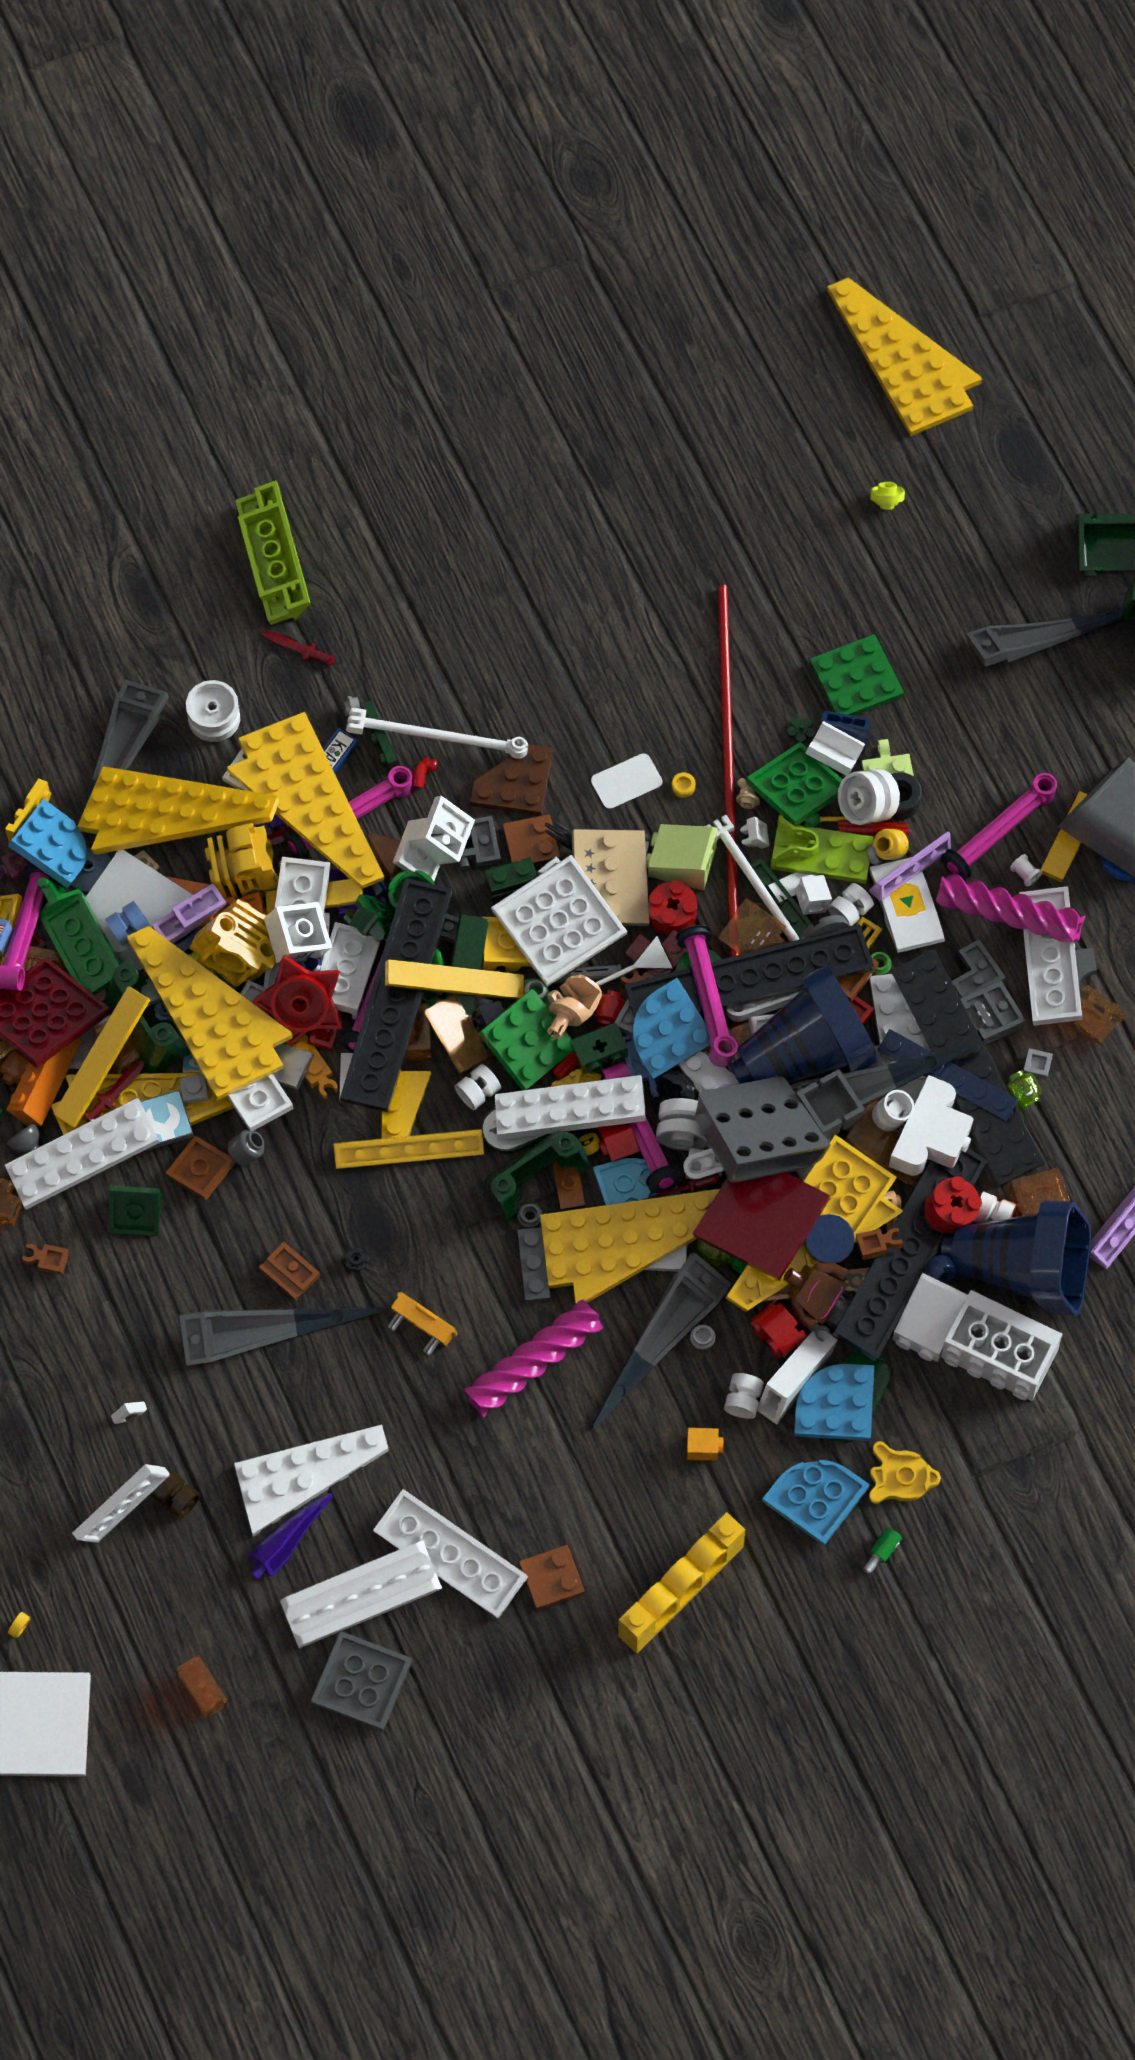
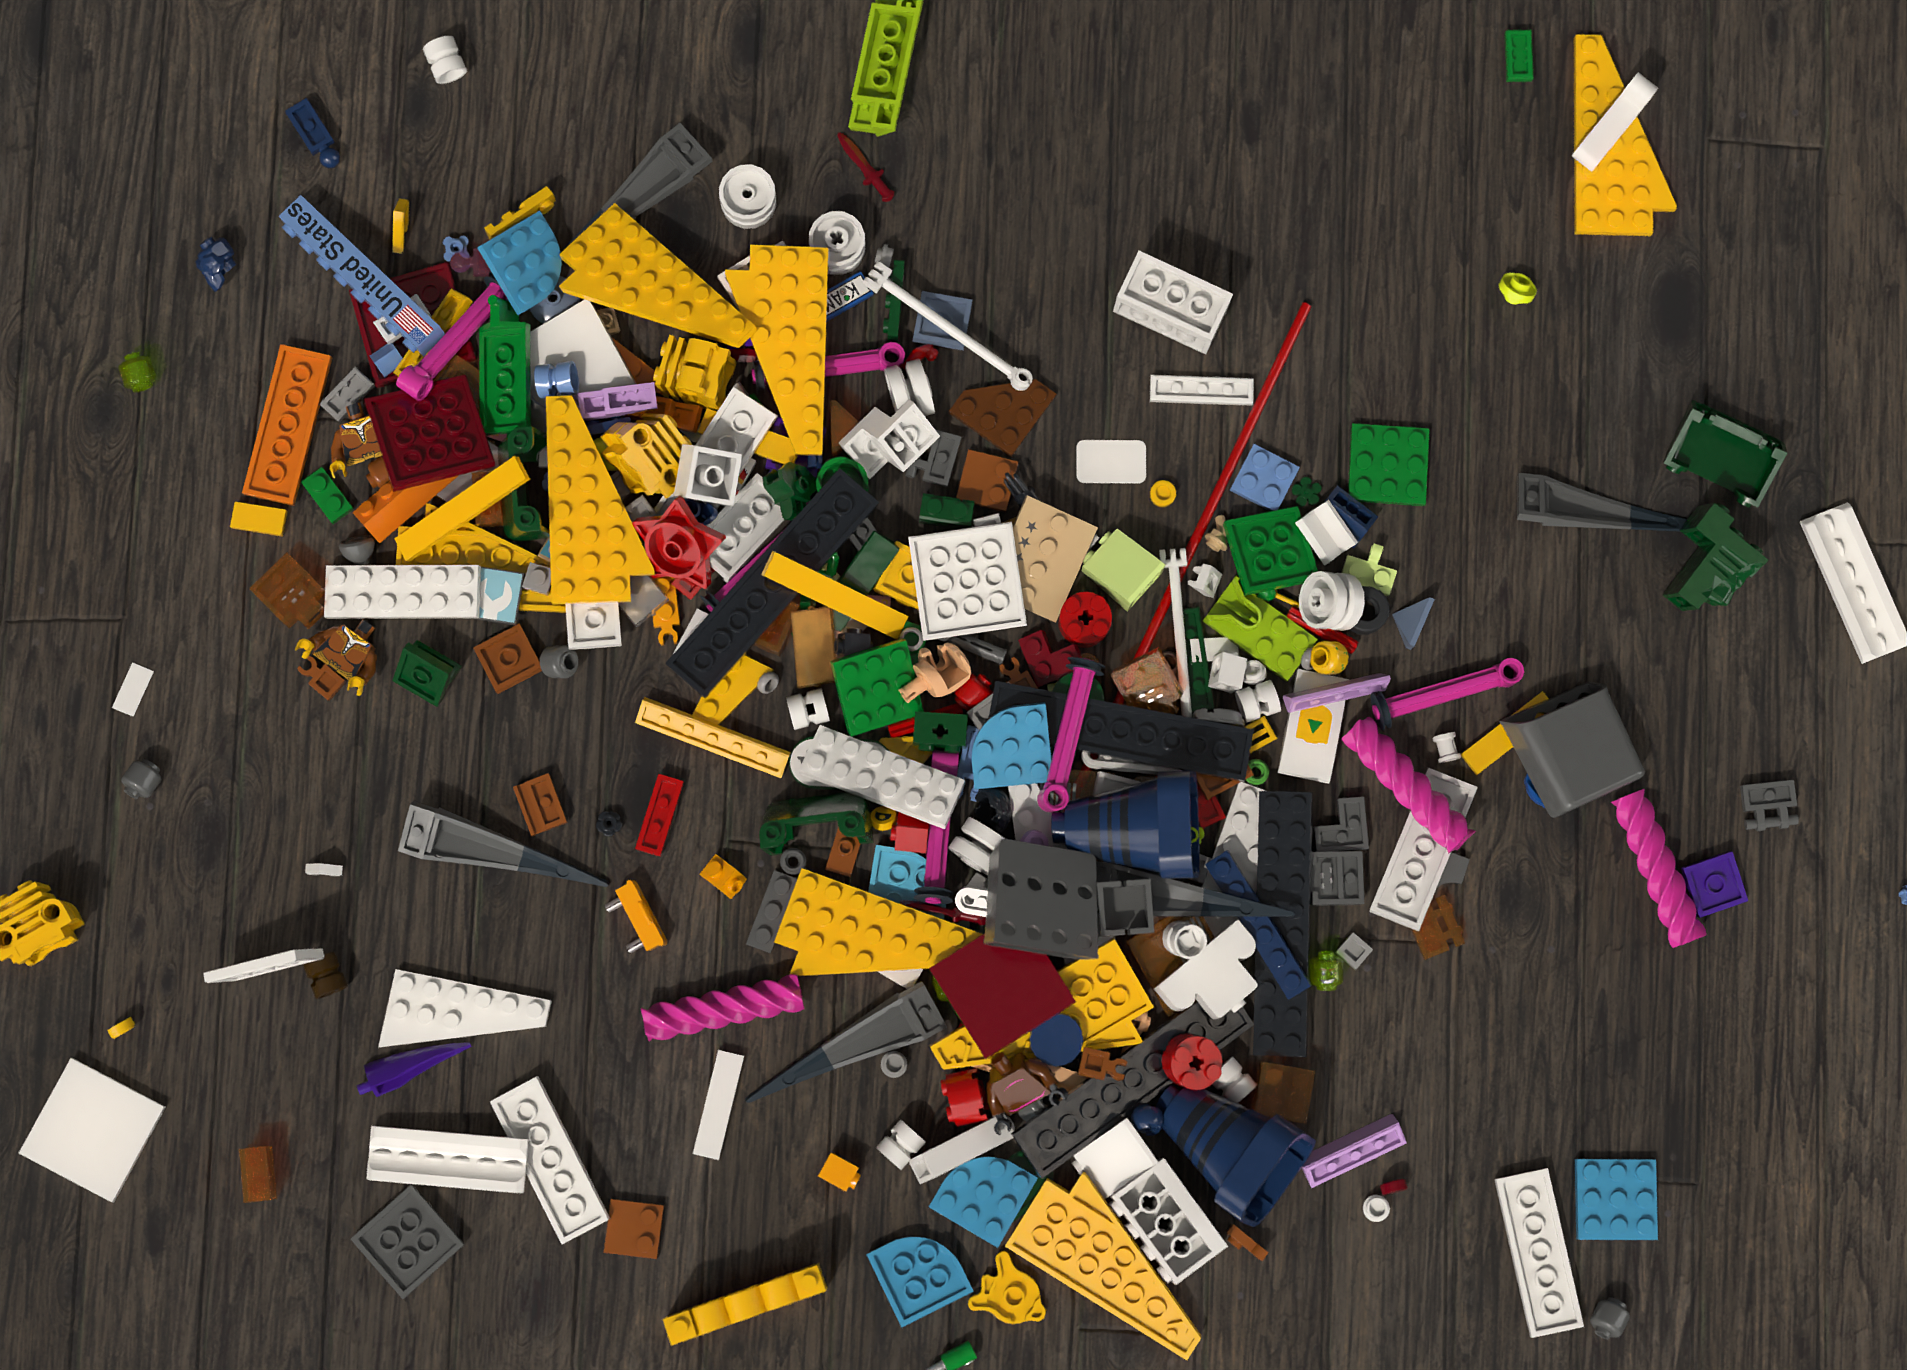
camera: 20 degrees right, 15 degrees up
(57, 1226) = (345, 652): none -> torso
(107, 1099) = (453, 548): dark red sword -> none
(314, 702) = (842, 228): none -> white wheel
(396, 1232) = (659, 815): none -> red plate
(422, 792) = (913, 388): none -> white wheel
(423, 747) = (953, 309): none -> sand blue plate
(429, 1088) = (770, 677): none -> light grey piece
(477, 1254) = (723, 876): none -> light orange bracket
(571, 1441) = (718, 1105): none -> white tile
(612, 628) = (1172, 302): none -> white brick
(652, 957) = (1039, 661): white piece -> none
(671, 691) = (1201, 390): none -> white tile
(760, 734) = (1264, 478): none -> medium blue plate
(790, 322) = (1518, 56): none -> green plate
(836, 885) = (1254, 672): none -> white plate
(896, 331) = (1615, 122): none -> white beam
(942, 786) = (1411, 621): none -> sand blue slope
(952, 1404) = (1091, 1251): none -> yellow wing
(1074, 1334) = (1239, 1239): none -> dark orange plate

